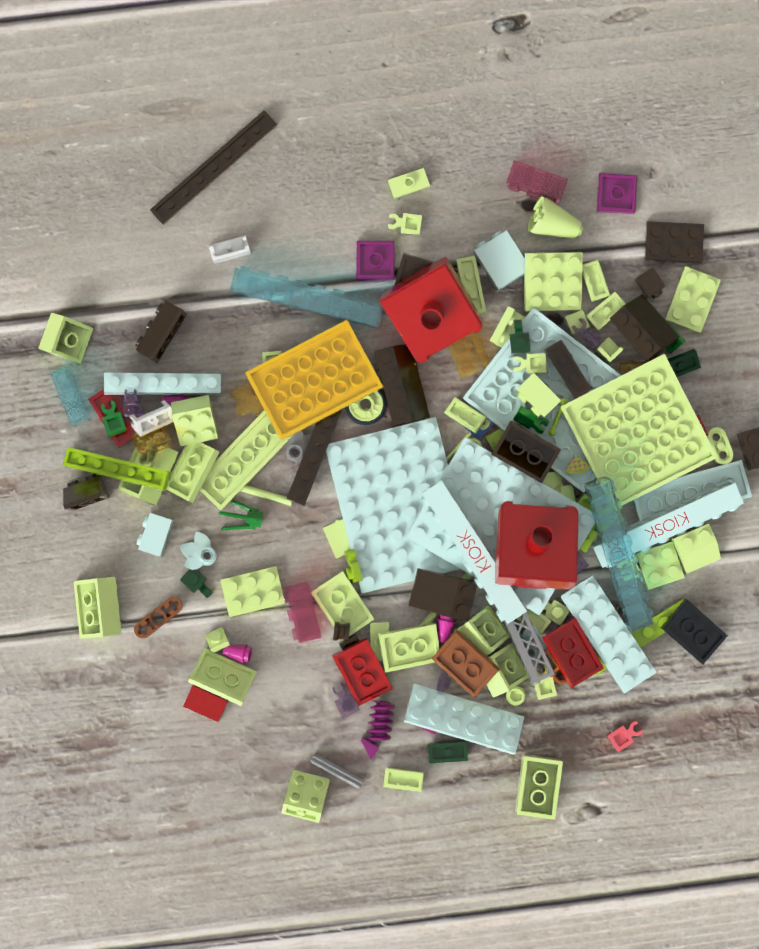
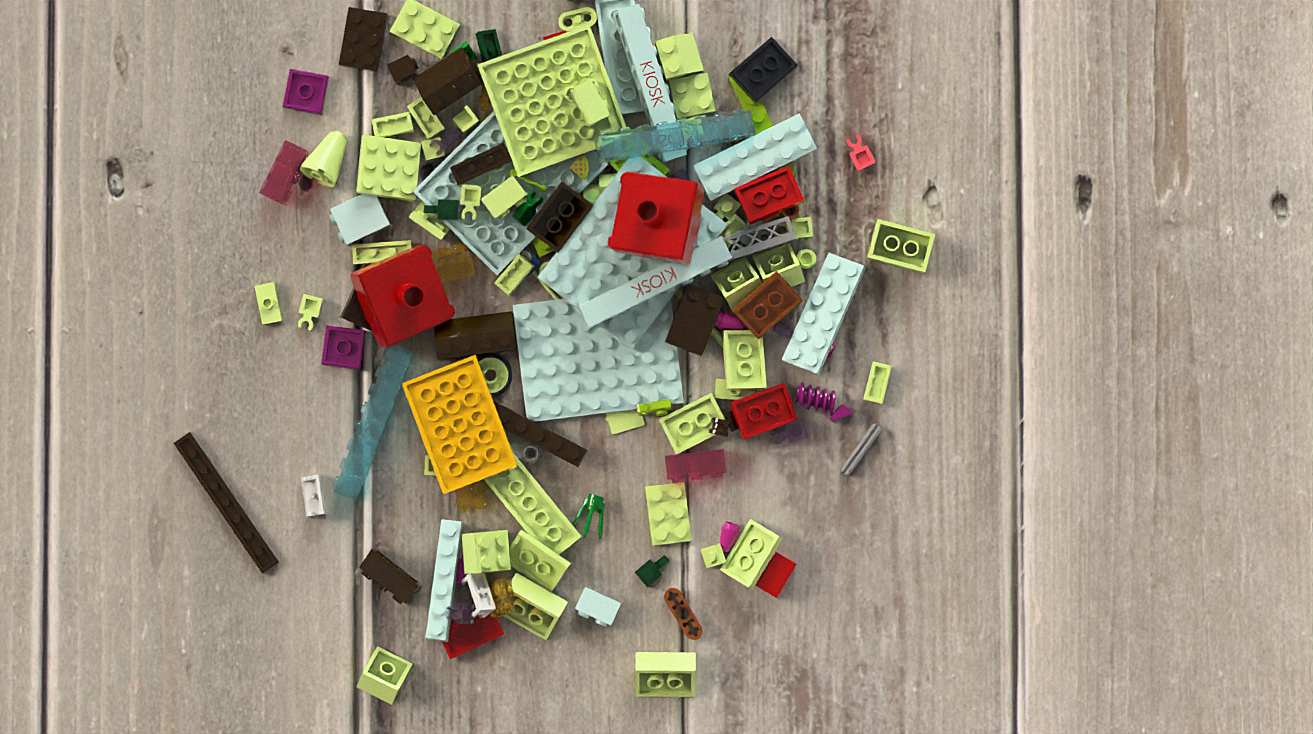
camera: 75 degrees left, 0 degrees up
(70, 396) = (445, 676): clear light blue brick -> none
(84, 493) = (546, 673): dark brown slope -> none
(113, 421) = (477, 635): green plate -> none
(116, 468) = (525, 637): lime plate -> none
(195, 551) = (619, 567): light aqua plate -> none
(266, 494) = (571, 487): yellowish green bar -> none
(305, 796) = (882, 484): yellowish green bracket -> none
(447, 752) = (855, 334): dark green plate -> none
(640, 467) = (590, 103): none -> yellowish green slope

